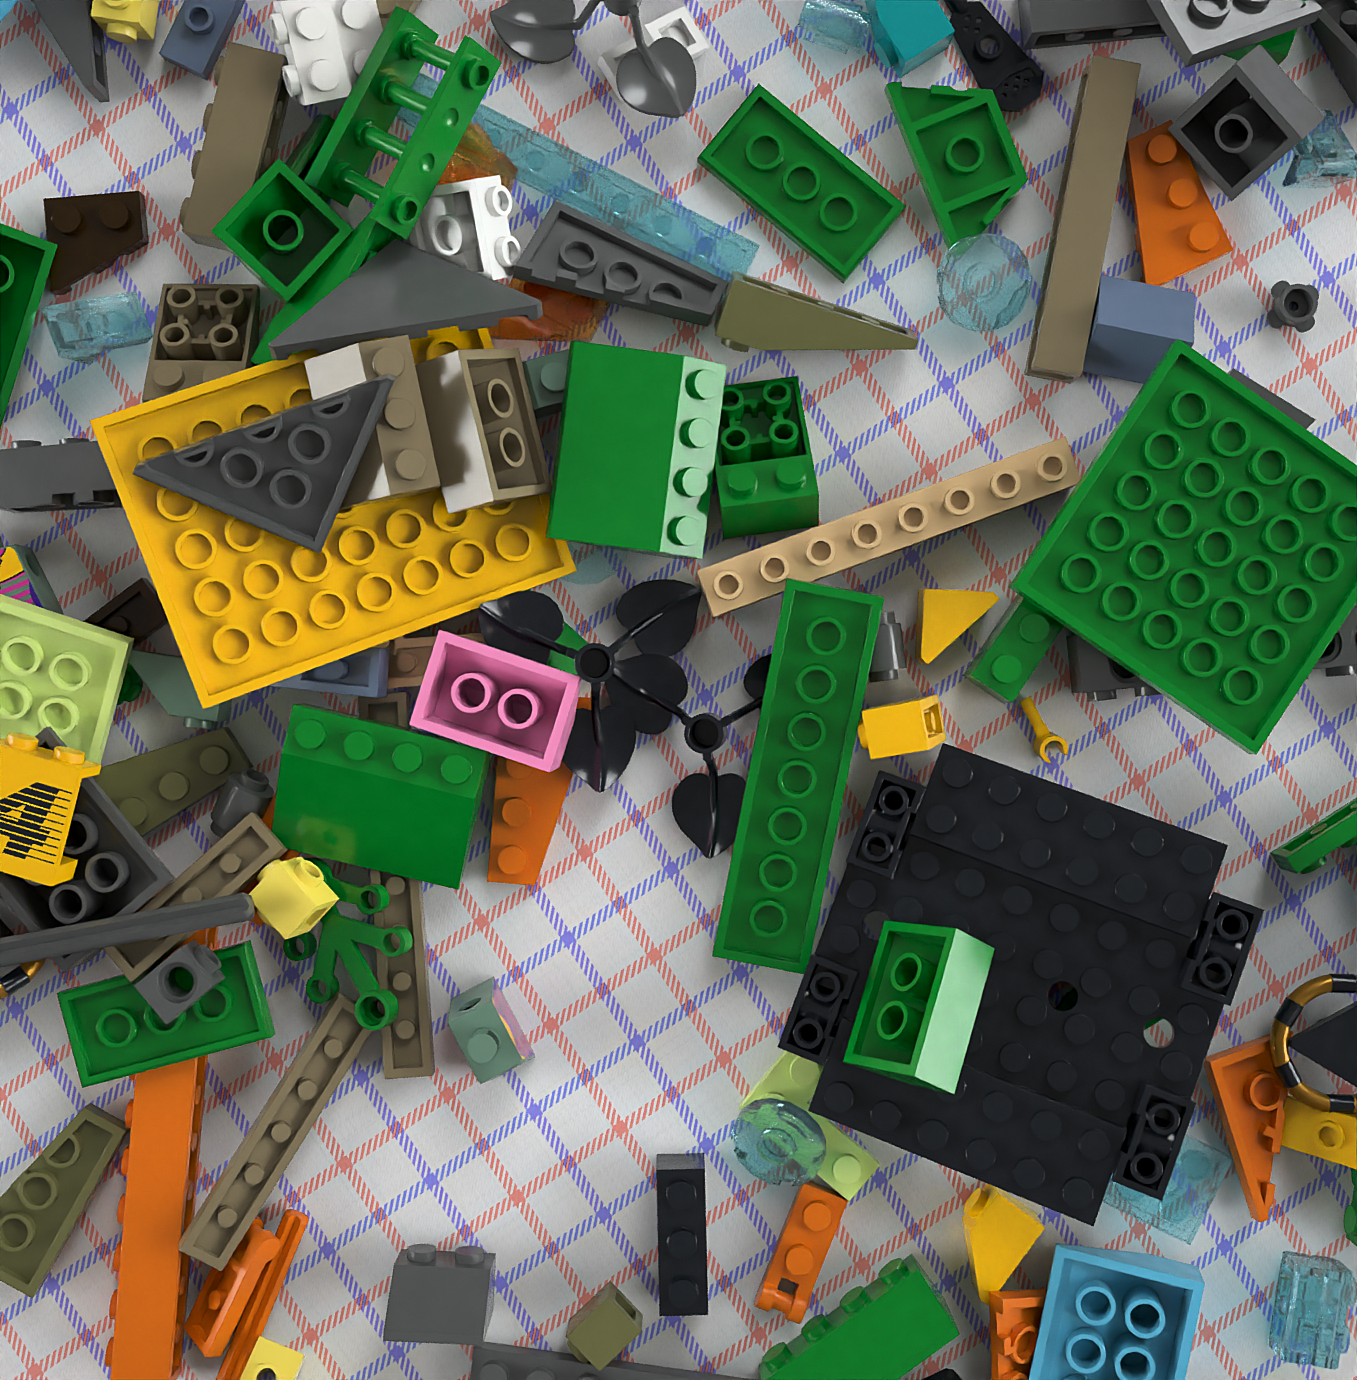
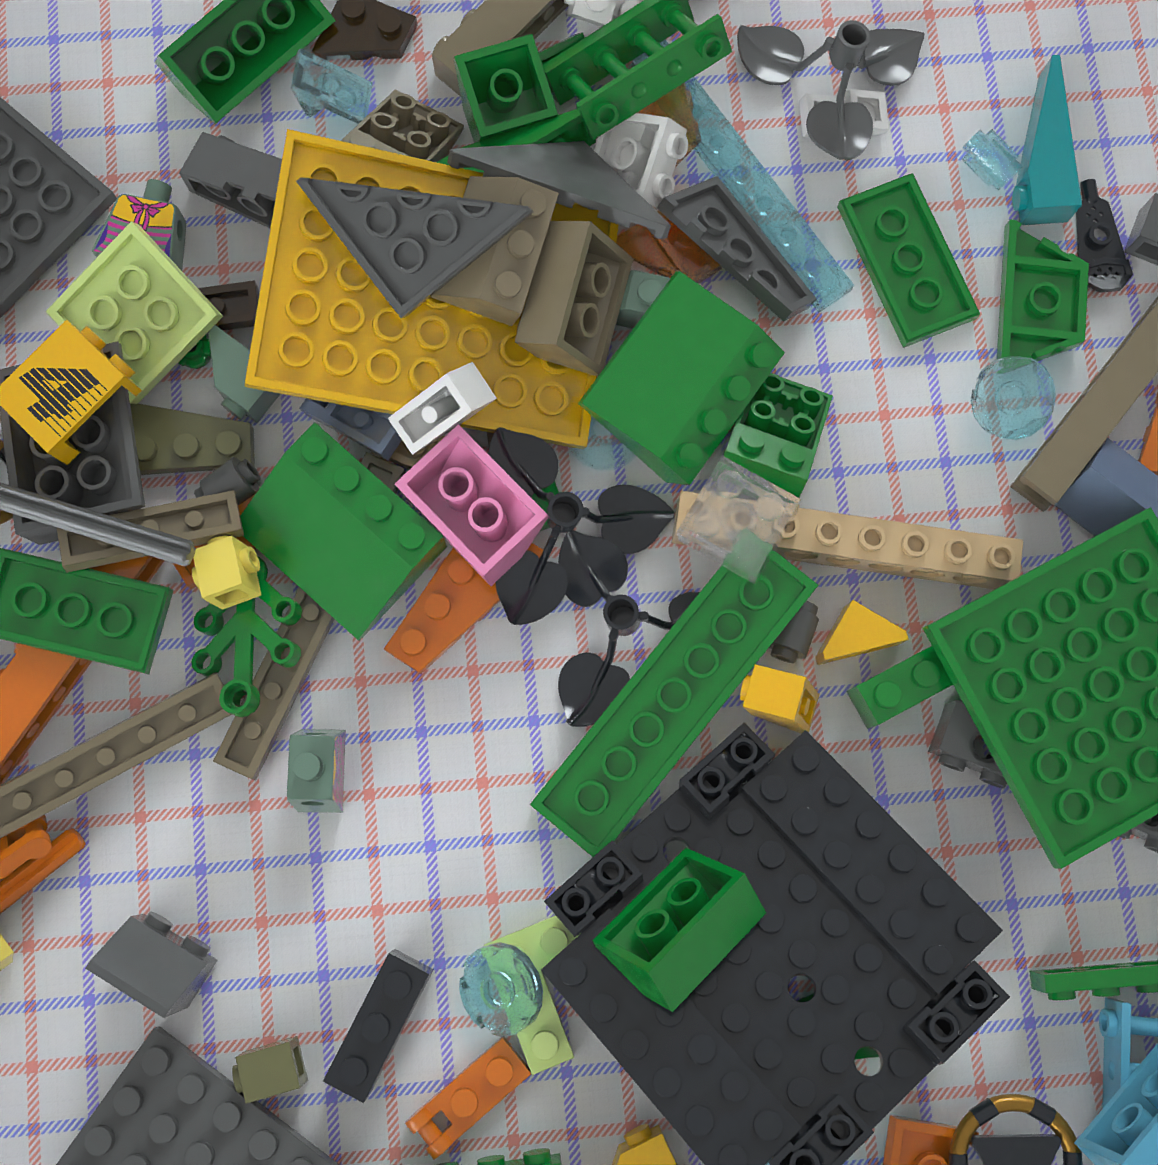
camera: 25 degrees right, 10 degrees down
(162, 989) = (83, 581): dark grey brick -> none
(414, 621) = (442, 407): none -> white slope
(771, 580) = (738, 519): none -> clear brick
(782, 319) = (841, 342): olive slope -> none
(1042, 733) = (888, 768): yellow hand -> none

